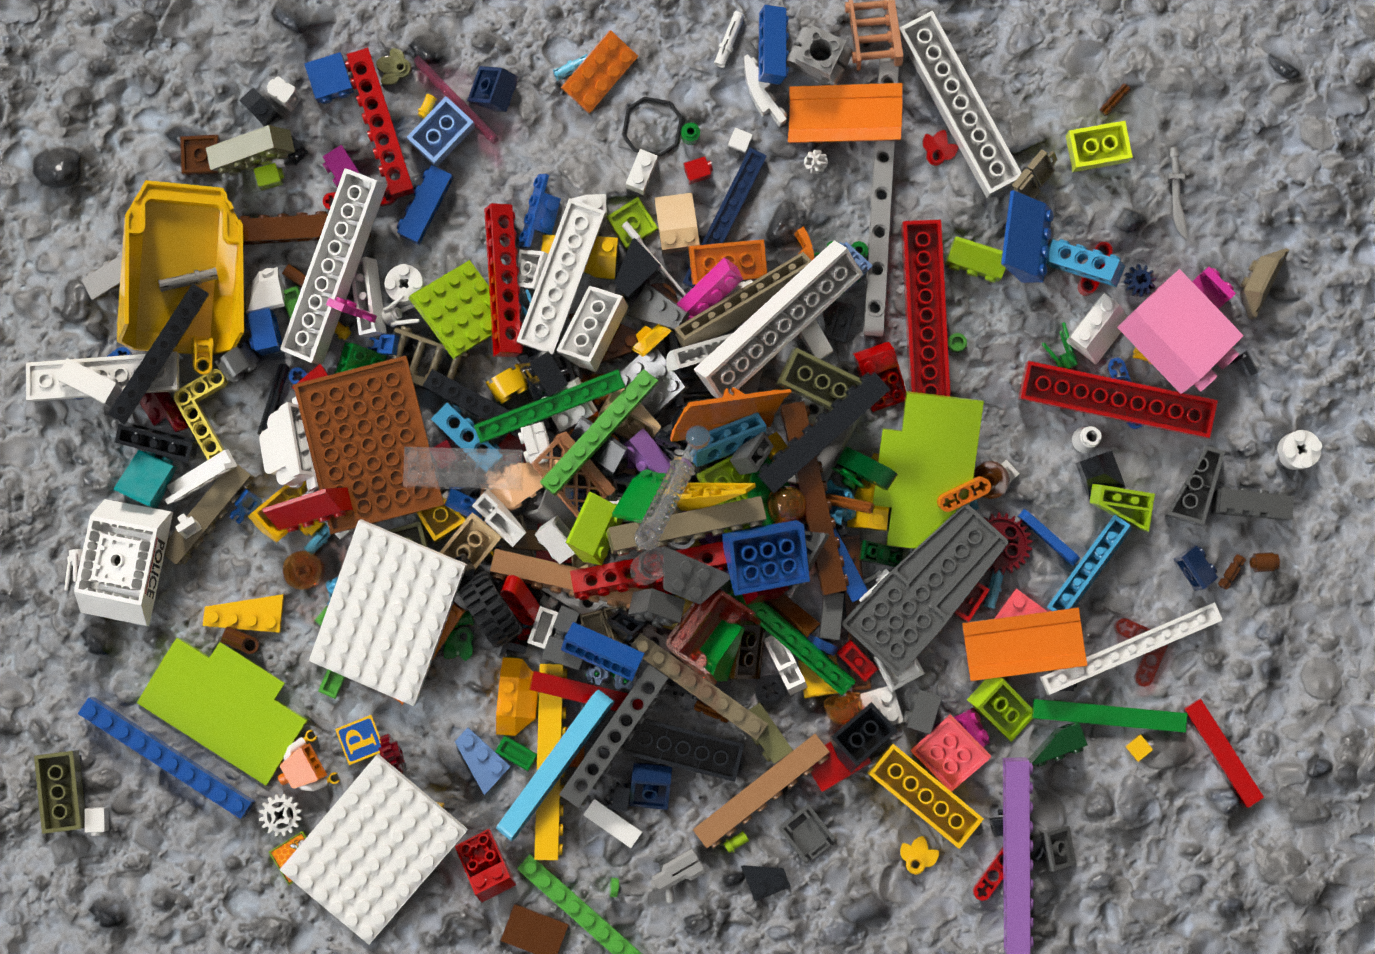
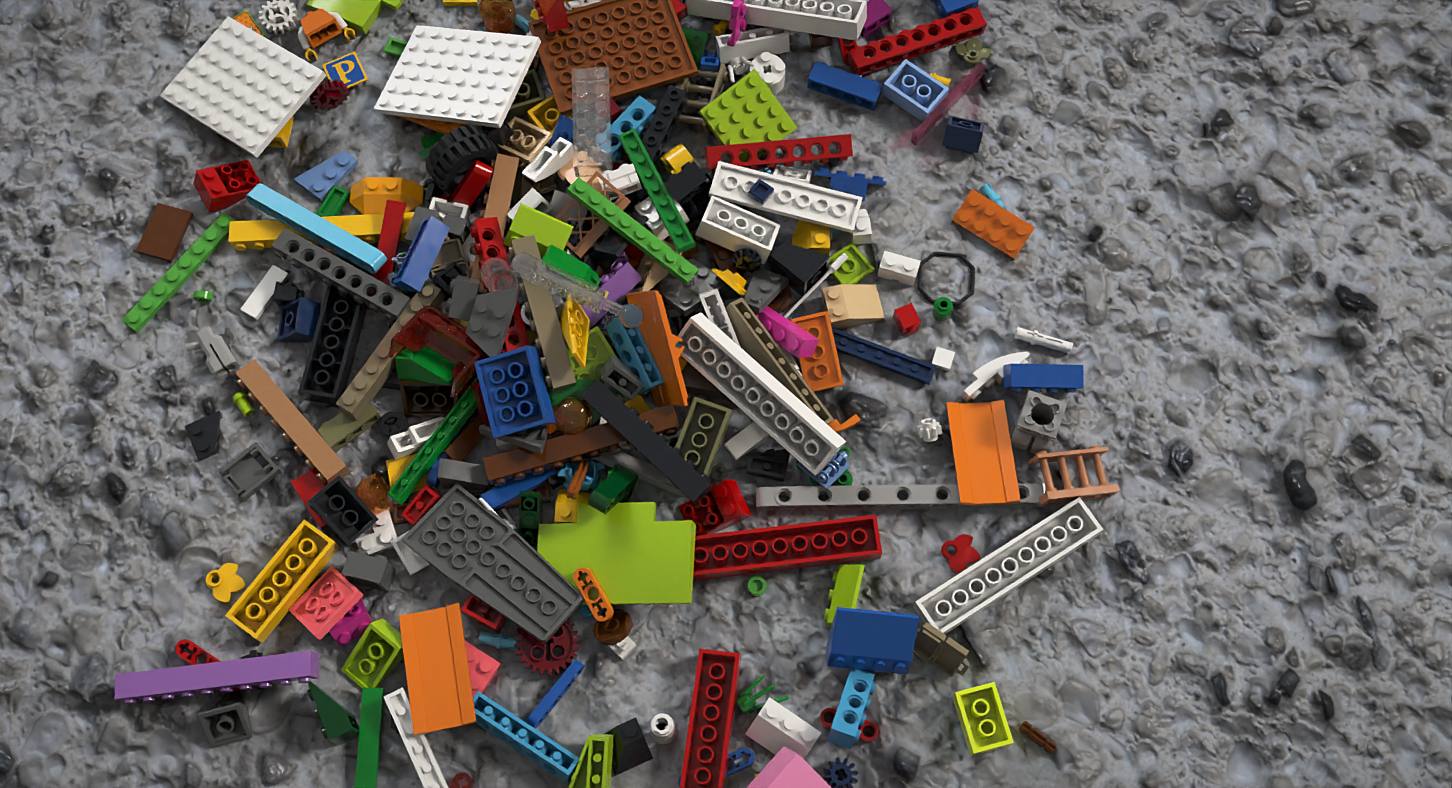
camera: 90 degrees right, 15 degrees down
(556, 300) = (761, 191): none -> dark blue tile
(625, 323) = (748, 255): none -> black gear

